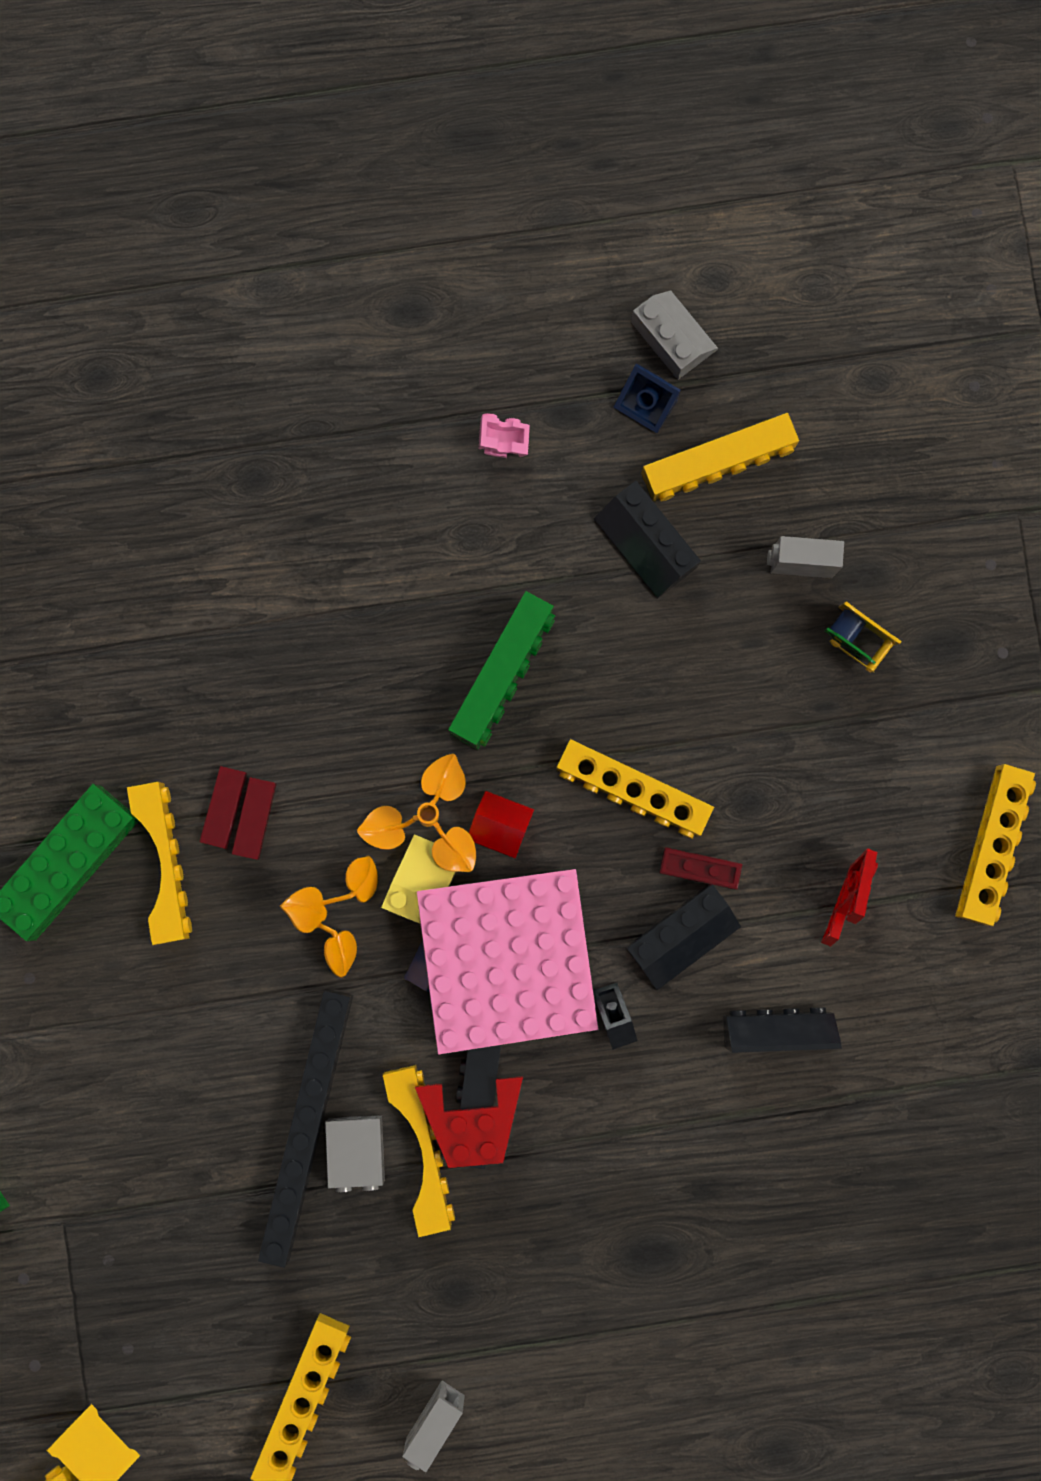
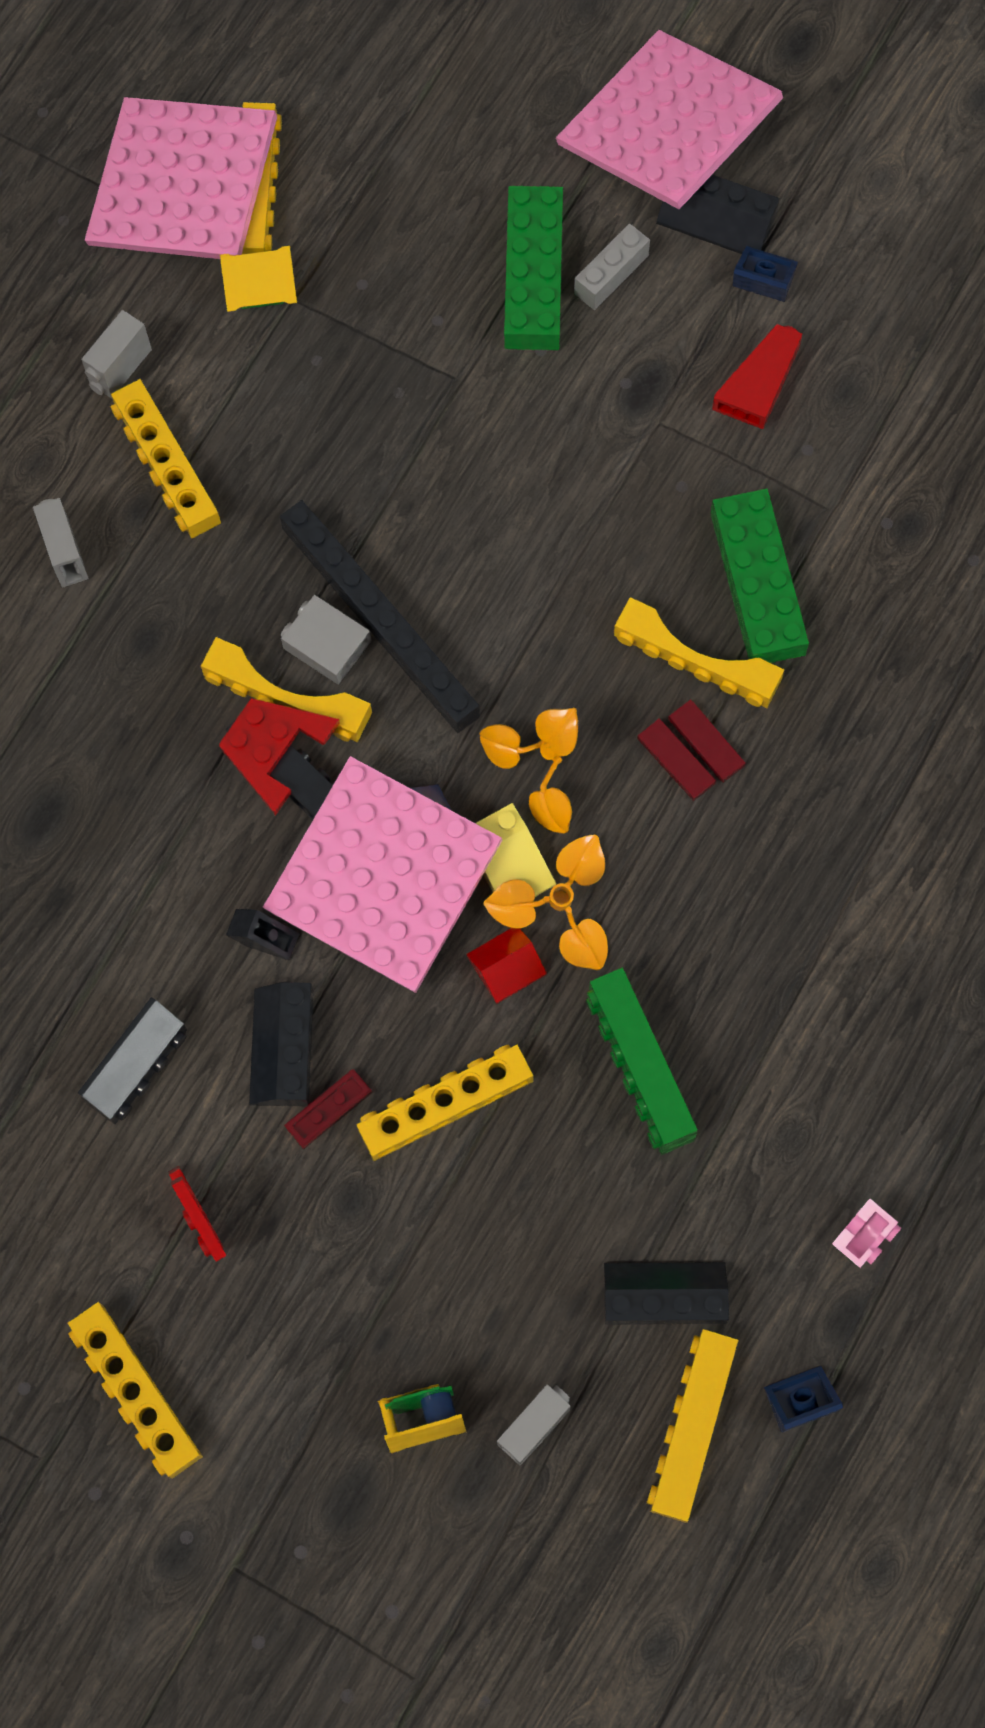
camera: 130 degrees right, 10 degrees down
(672, 333) = (852, 1481): light grey slope -> none

